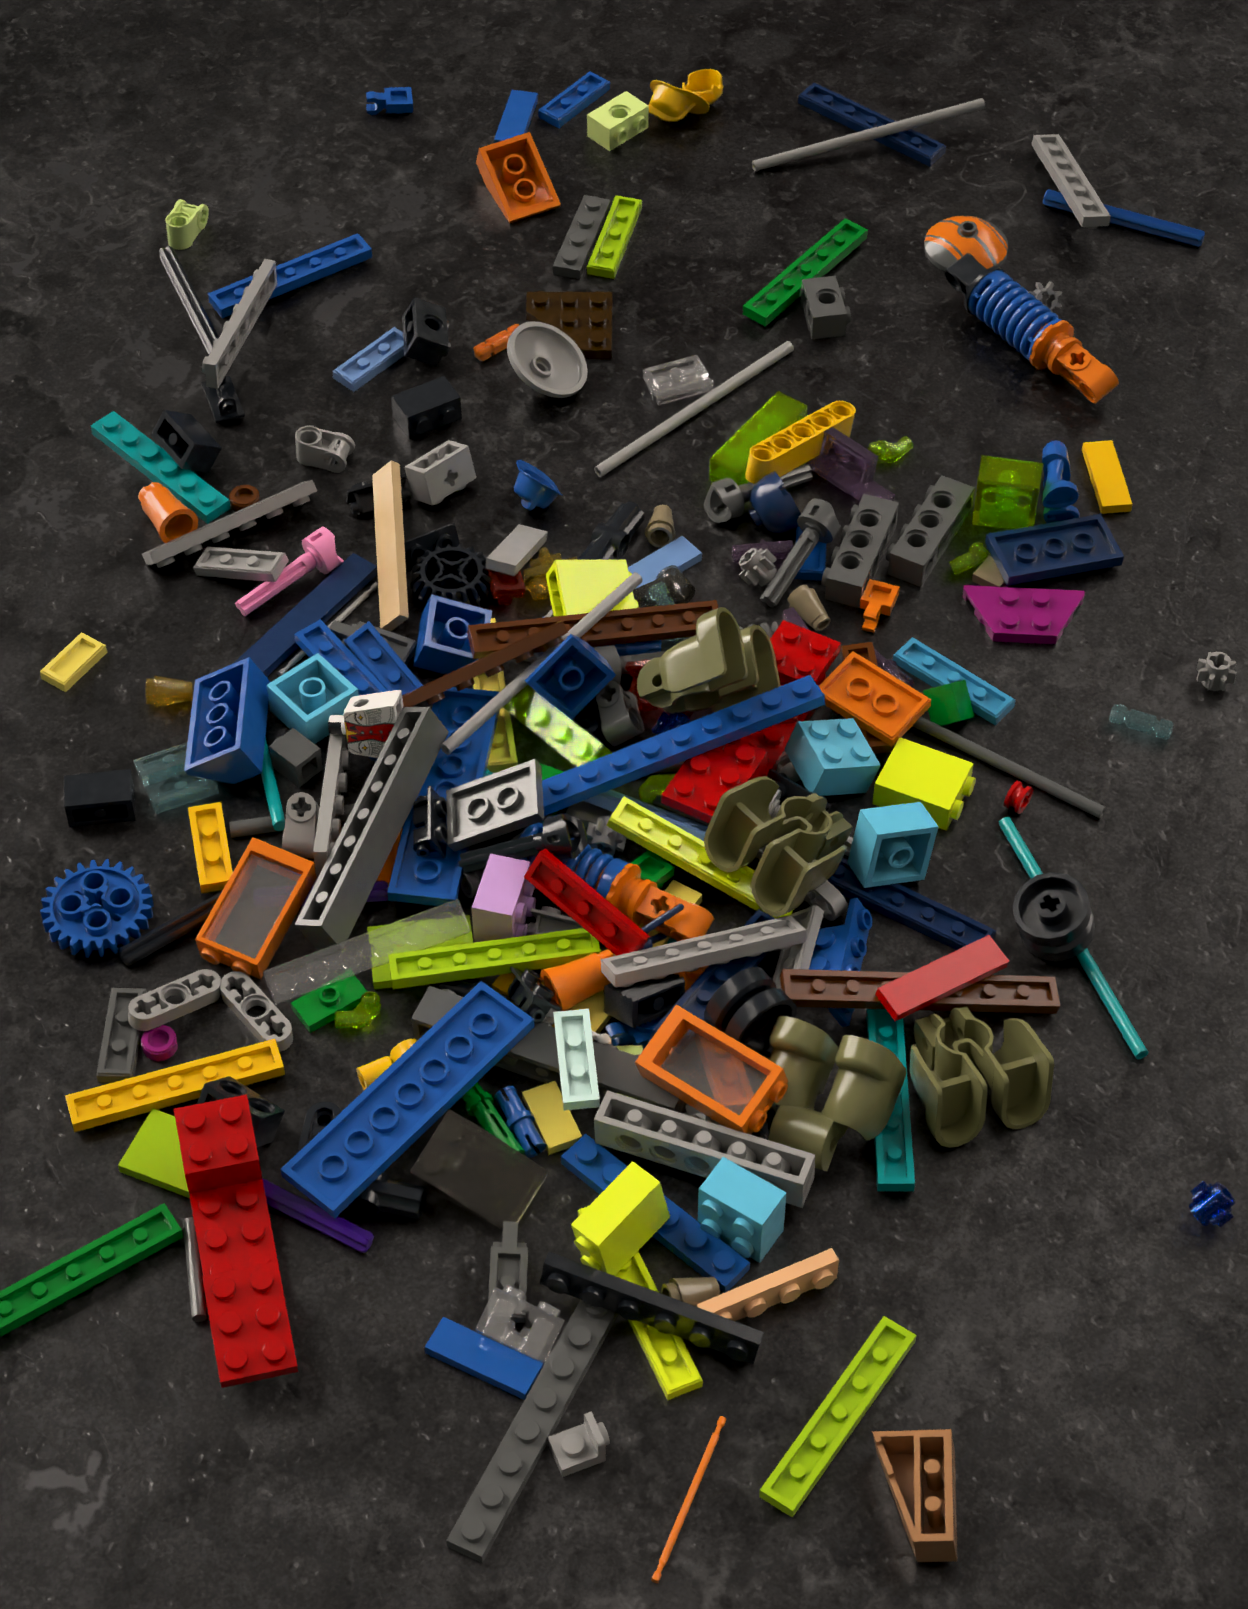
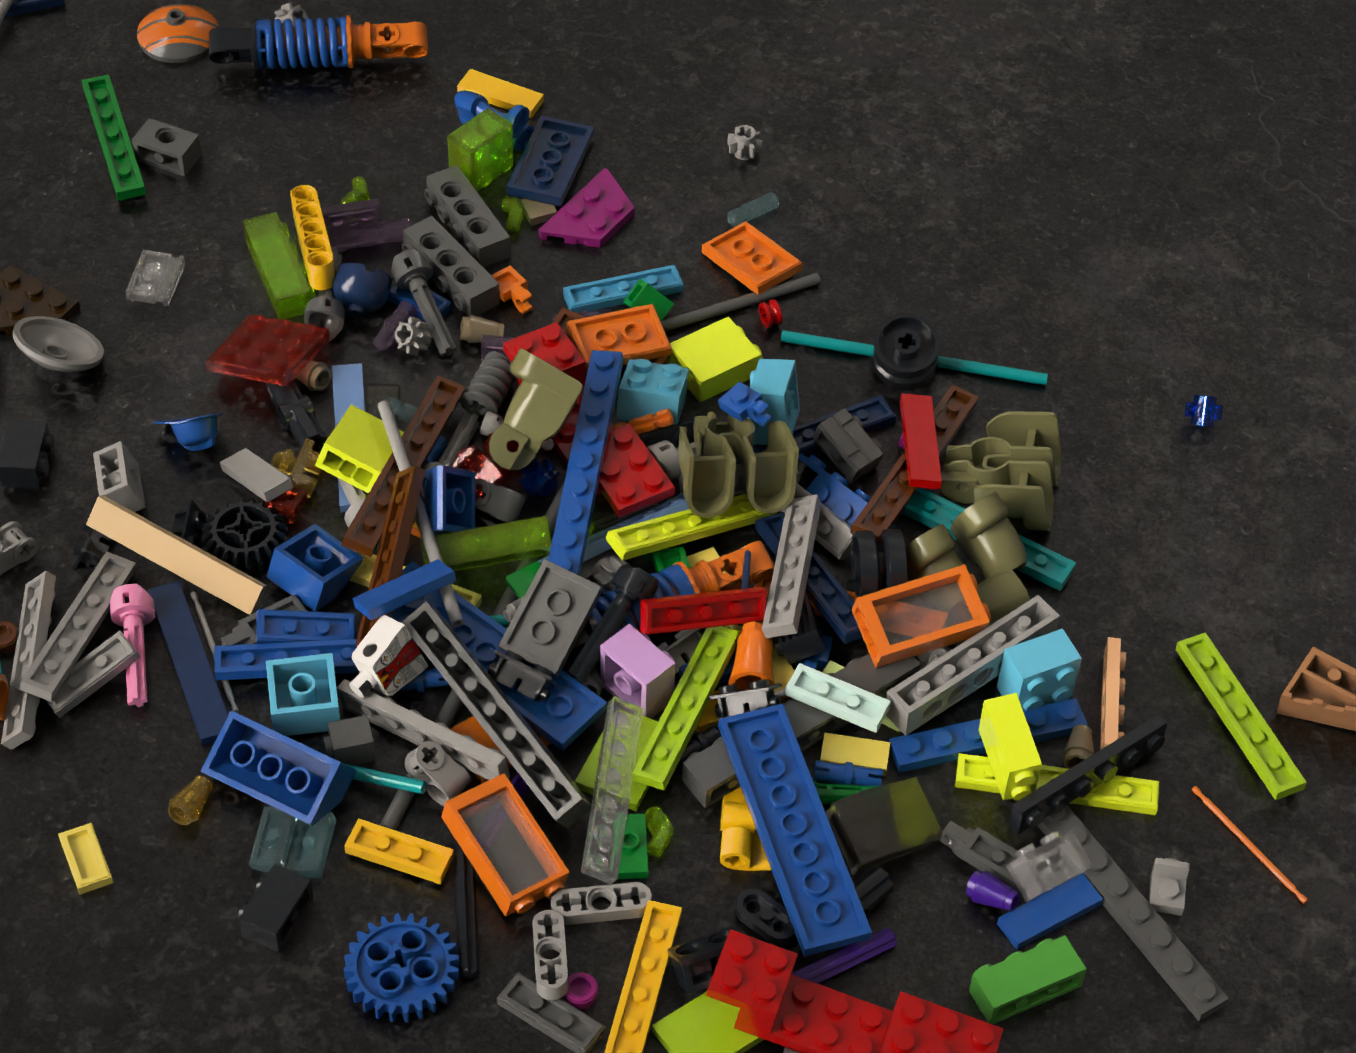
camera: 60 degrees left, 0 degrees up
(274, 529) = (76, 627): none -> light grey plate
(386, 1371) = (1027, 979): none -> bright green brick
(438, 690) = (404, 589): none -> blue tile
(465, 1295) = (991, 891): none -> dark purple cone
(655, 484) = (268, 350): none -> clear red plate
(693, 409) = (194, 286): light grey piece -> none
(789, 768) = (650, 421): none -> orange axle
(839, 810) = (745, 402): none -> blue plate
(902, 930) = (848, 445): none -> dark grey brick
(1076, 750) = (752, 257): none -> orange tile

